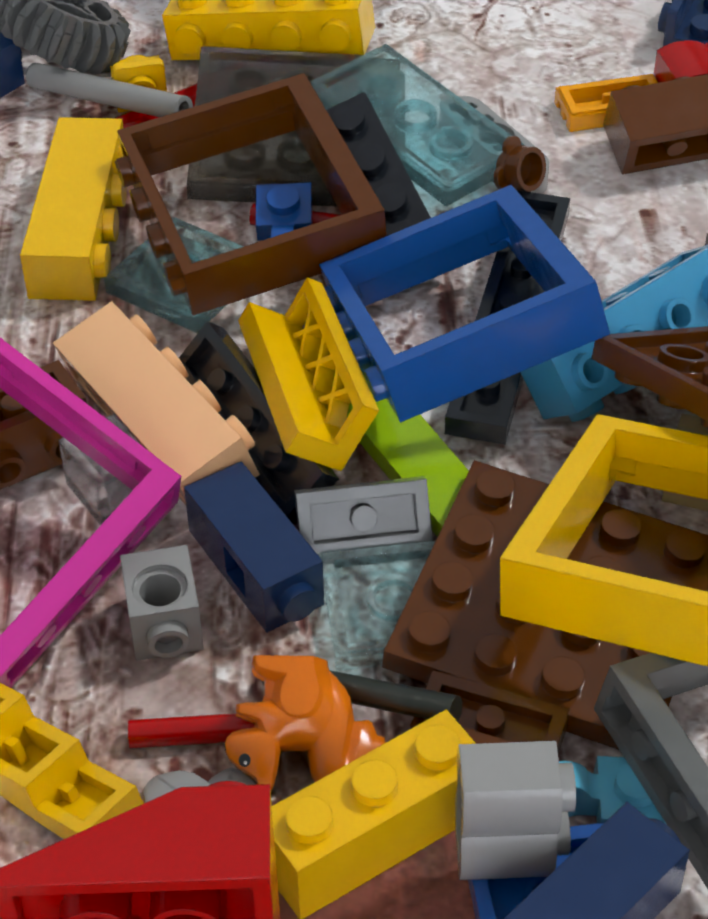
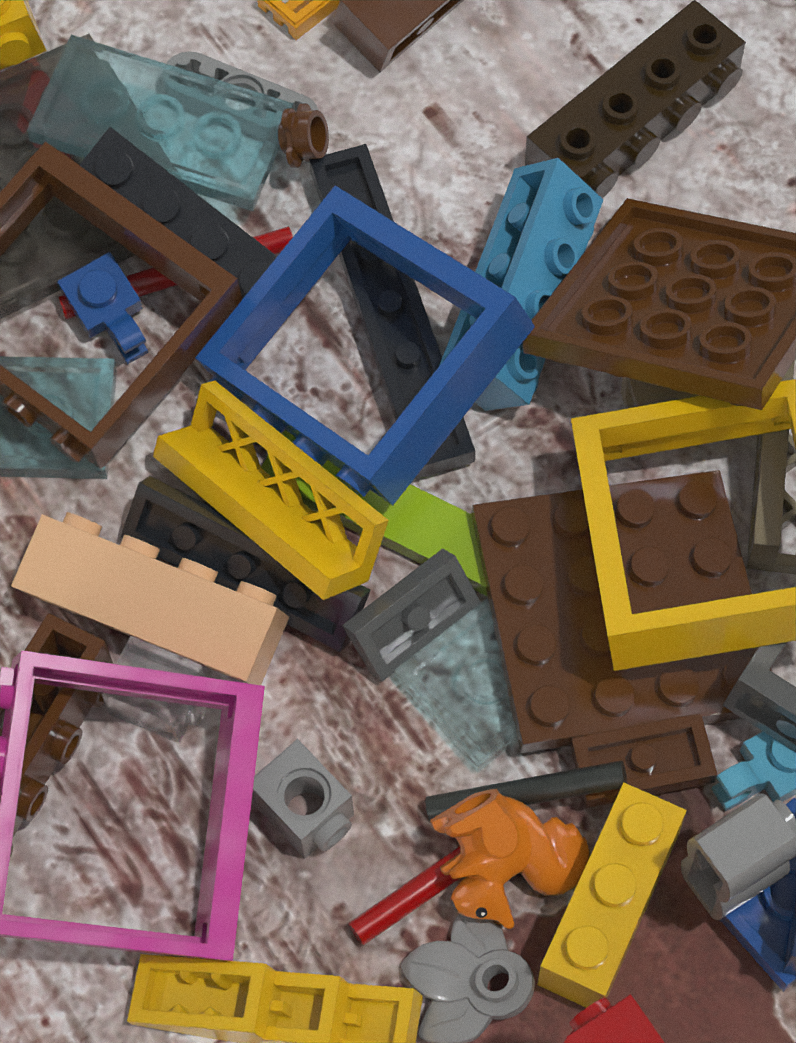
camera: 30 degrees left, 20 degrees up
(255, 546) = (342, 697): dark blue brick -> none

